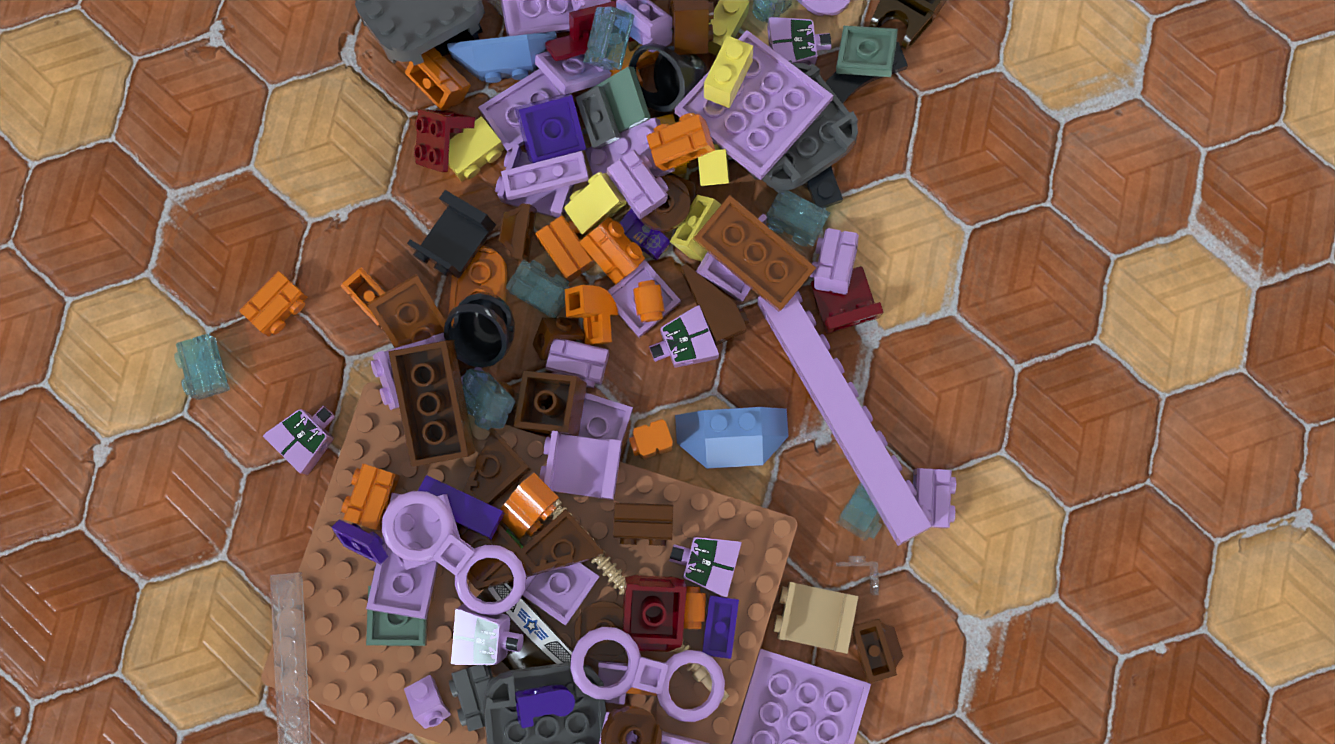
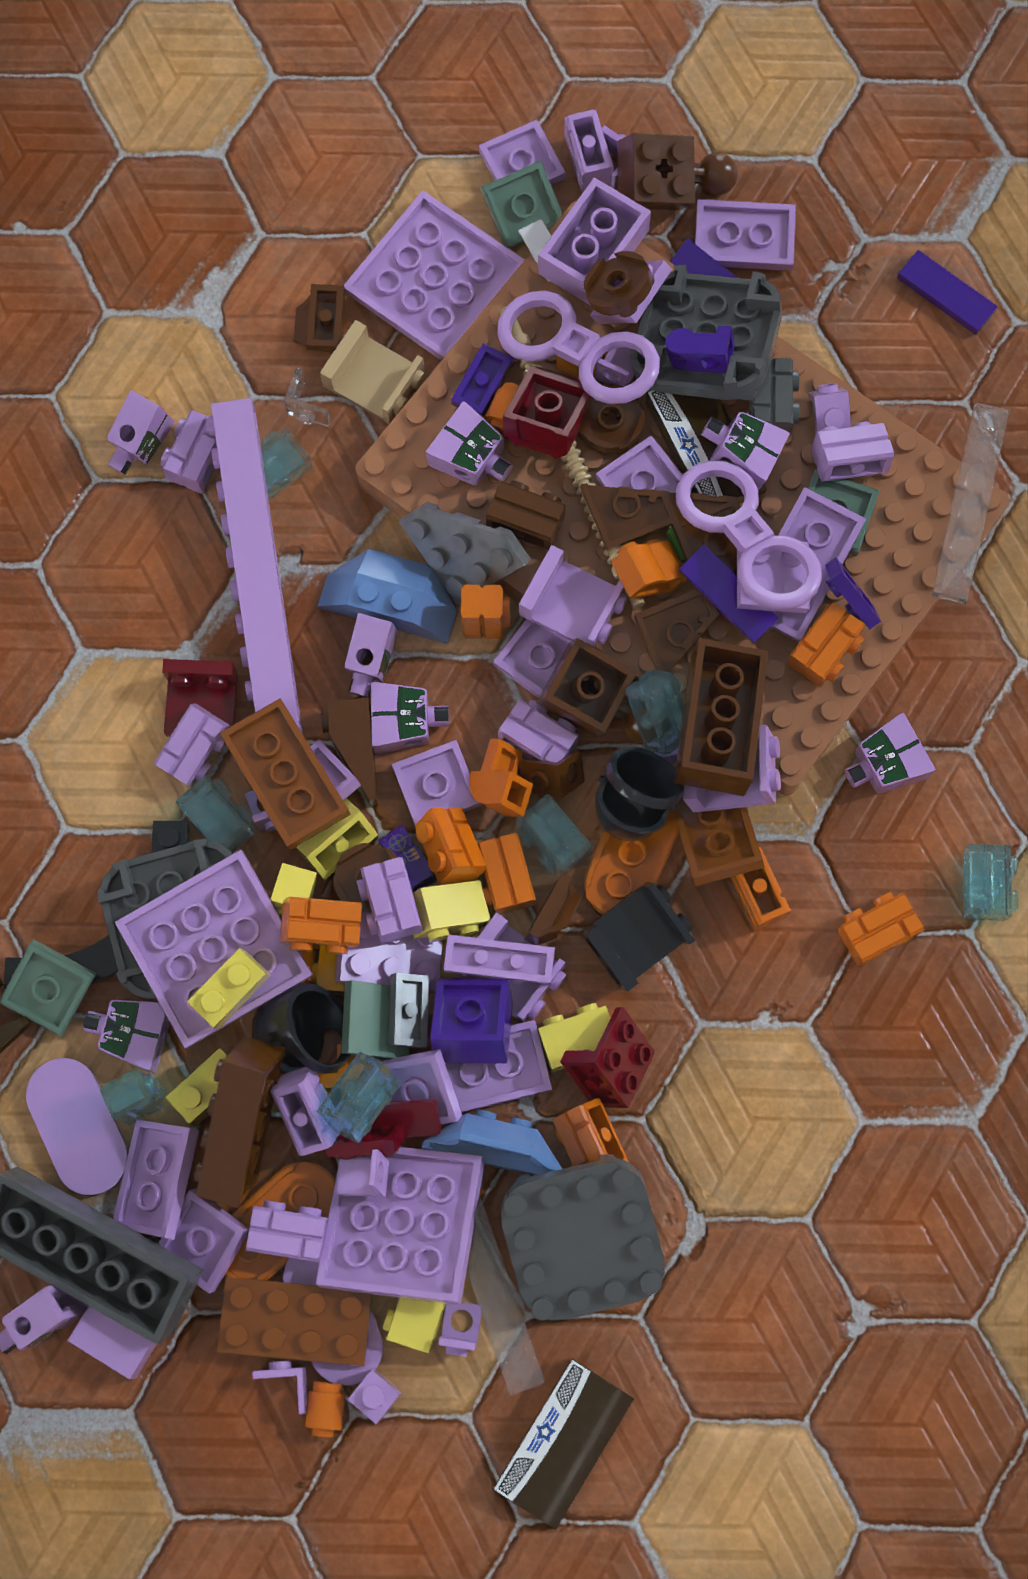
camera: 160 degrees left, 5 degrees down
(396, 667) = (852, 451): none -> lavender brick
(649, 301) = (429, 769): orange brick -> none
(686, 478) = (462, 548): none -> flat silver plate
(729, 378) = (369, 638): none -> lavender torso
(983, 495) = (137, 432): none -> lavender torso

